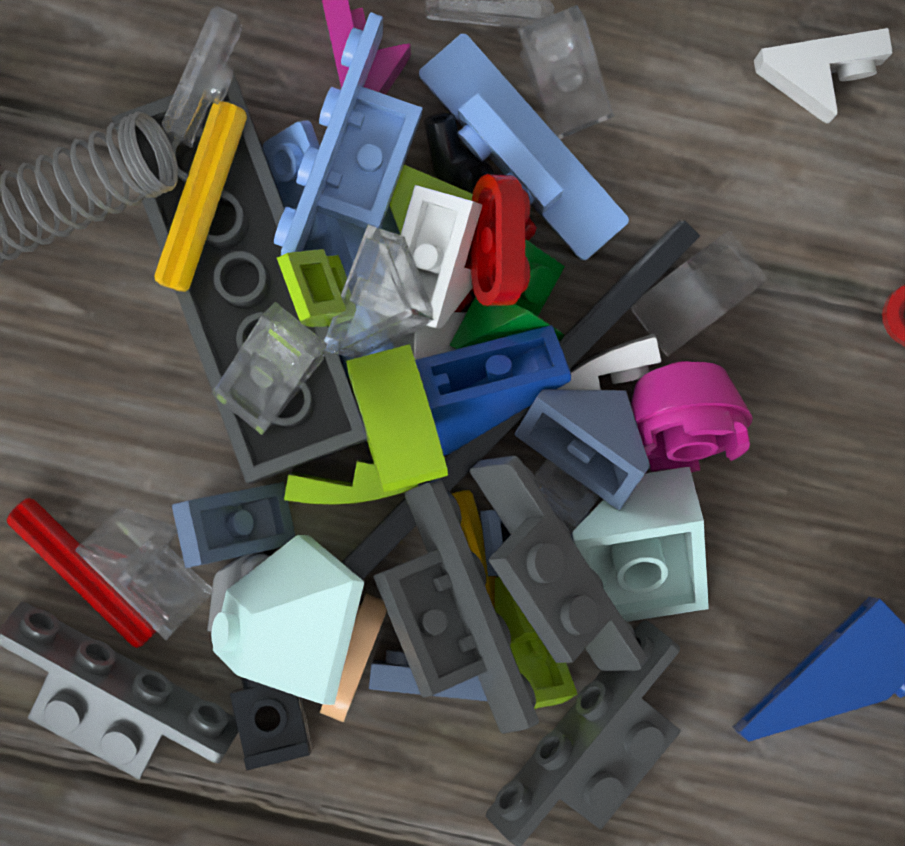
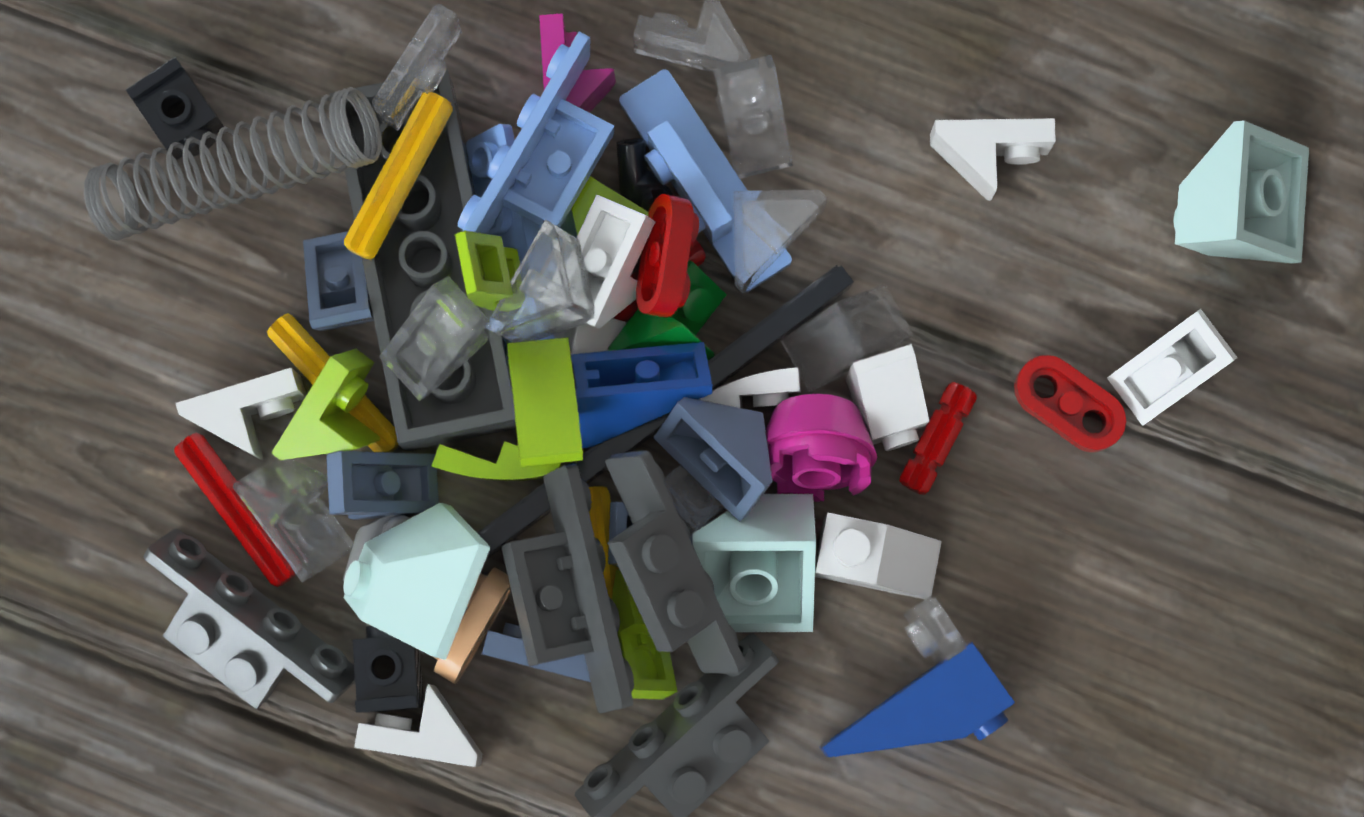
camera: 15 degrees right, 5 degrees down
(58, 472) = (230, 409): none -> white slope
(149, 317) = (335, 284): none -> sand blue slope
(162, 468) = (323, 417): none -> lime slope
(164, 425) = (311, 359): none -> yellow axle
(337, 782) = (439, 737): none -> white slope
(597, 190) = (767, 225): none -> clear slope
(756, 353) = (889, 397): none -> white slope
(765, 521) = (876, 556): none -> white slope
(810, 385) = (938, 438): none -> red axle
(838, 594) = (933, 631): none -> clear plate

